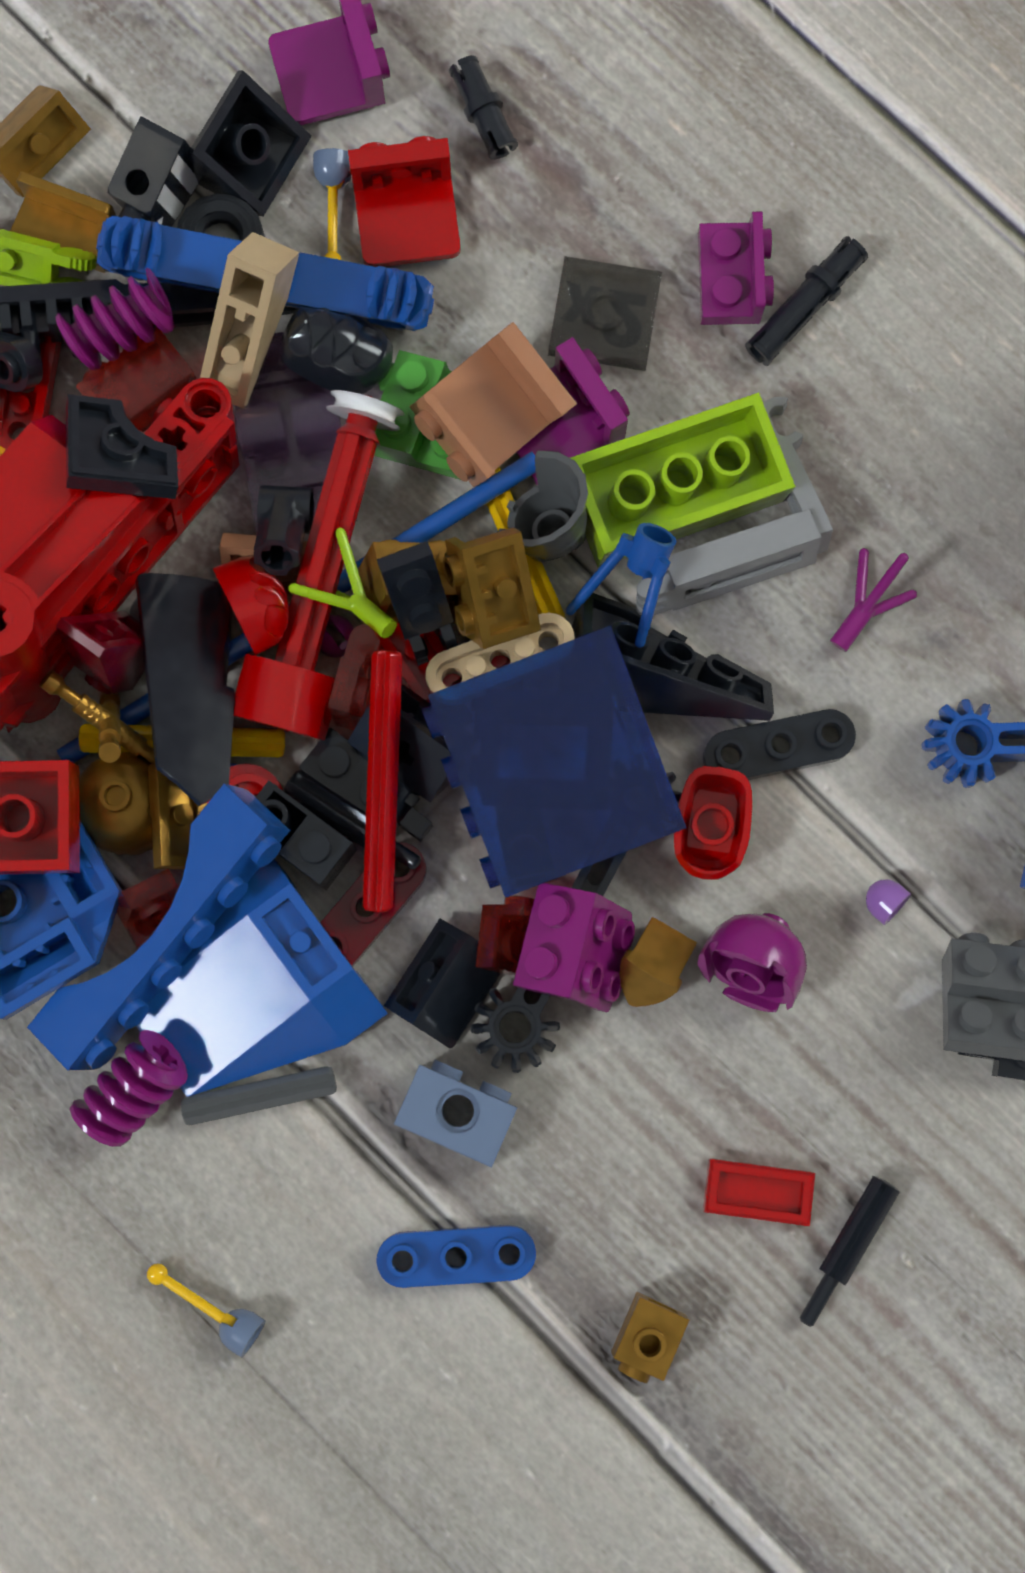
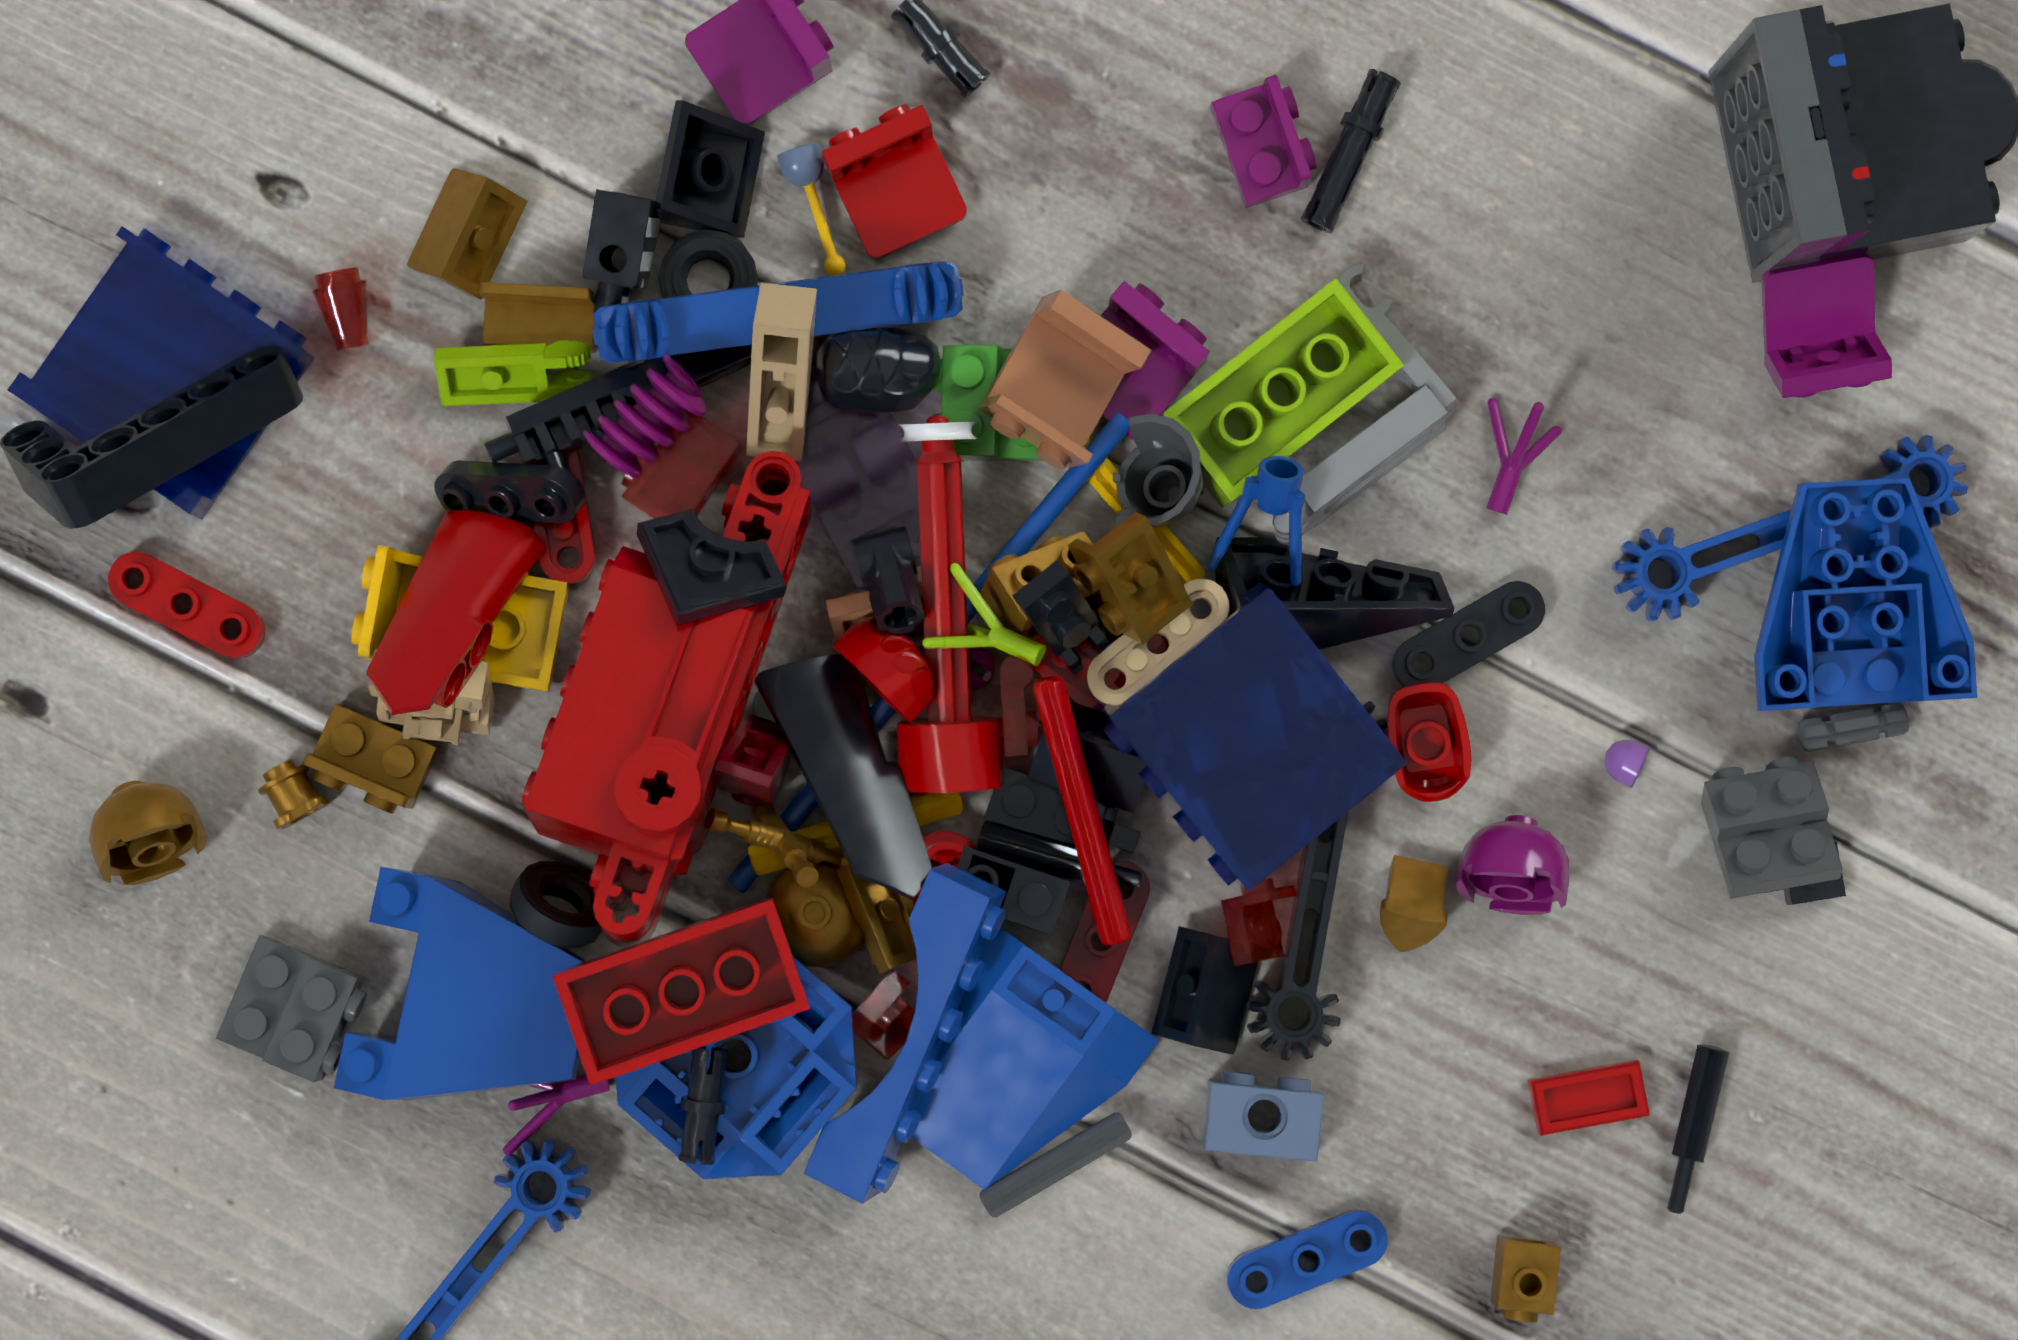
camera: 20 degrees left, 5 degrees up
(131, 1090) = (931, 1204): magenta piece -> none
(575, 946) = (1329, 915): magenta bracket -> none
(606, 311) = (1142, 229): clear smoke tile -> none

